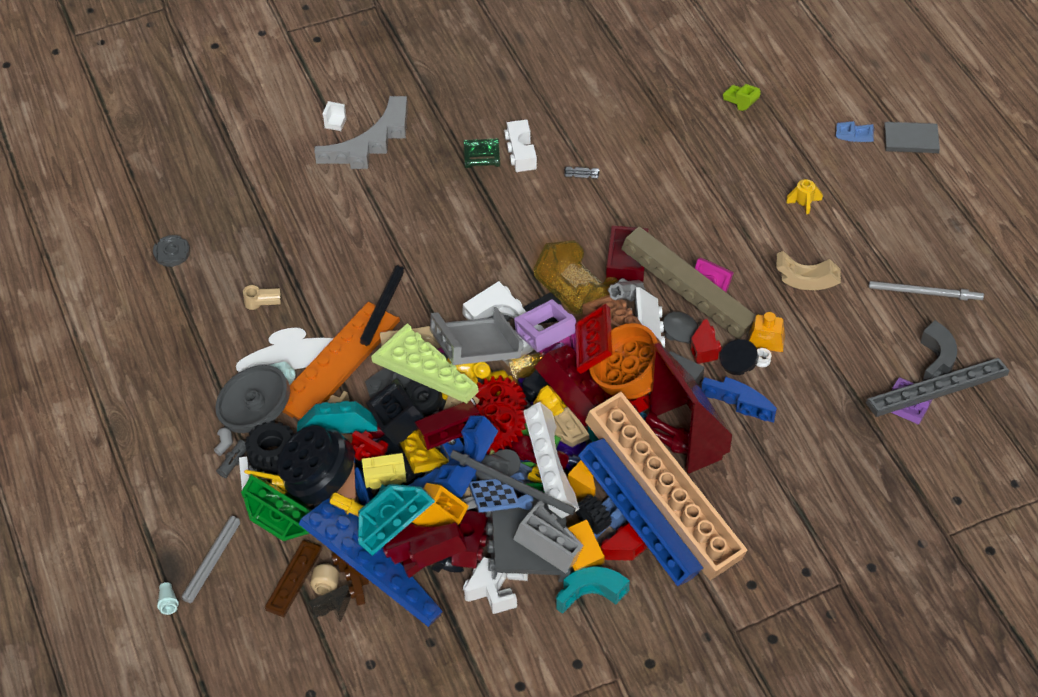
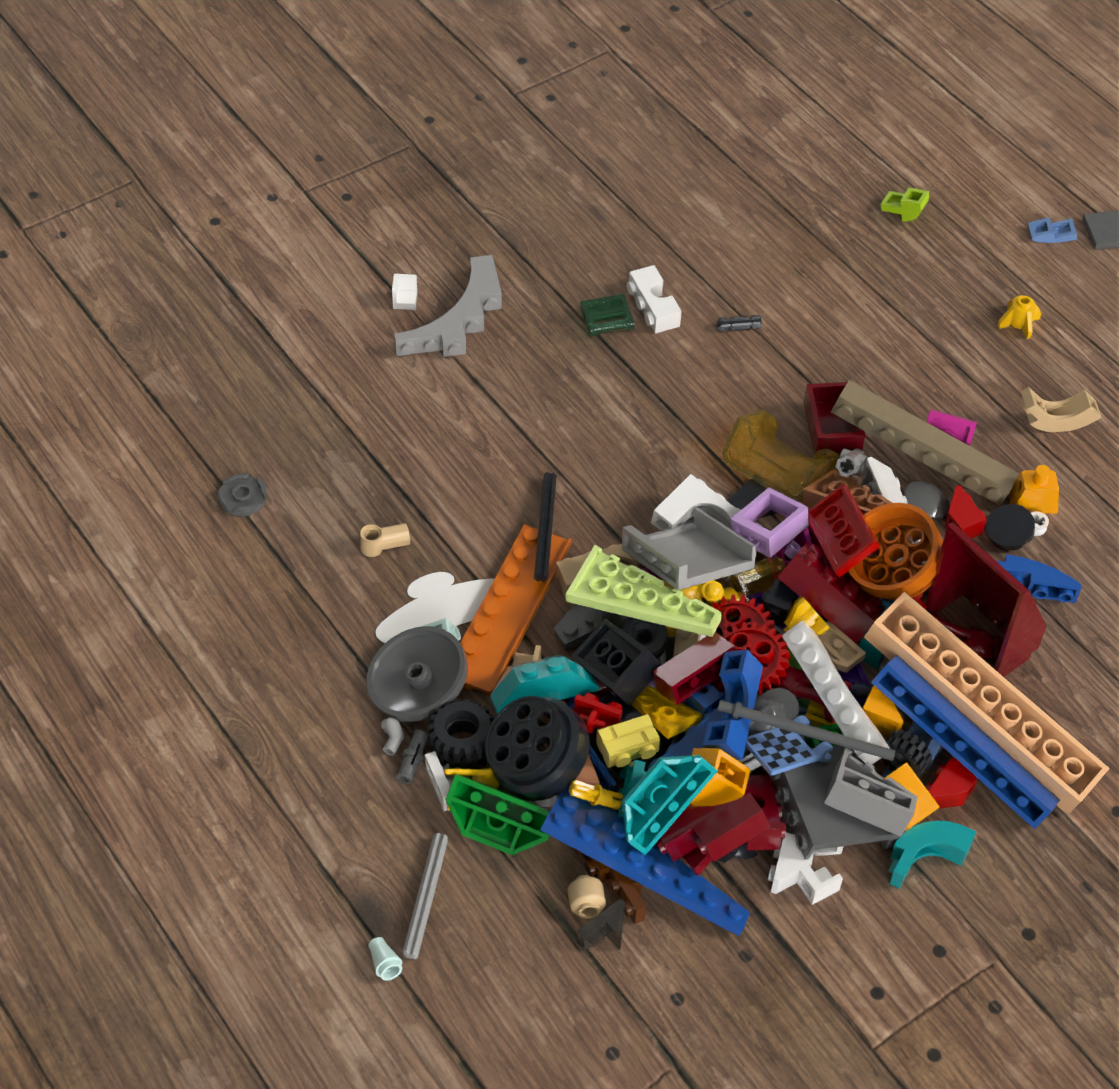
camera: 15 degrees left, 0 degrees up
(293, 578) = (541, 903): reddish brown tile -> none

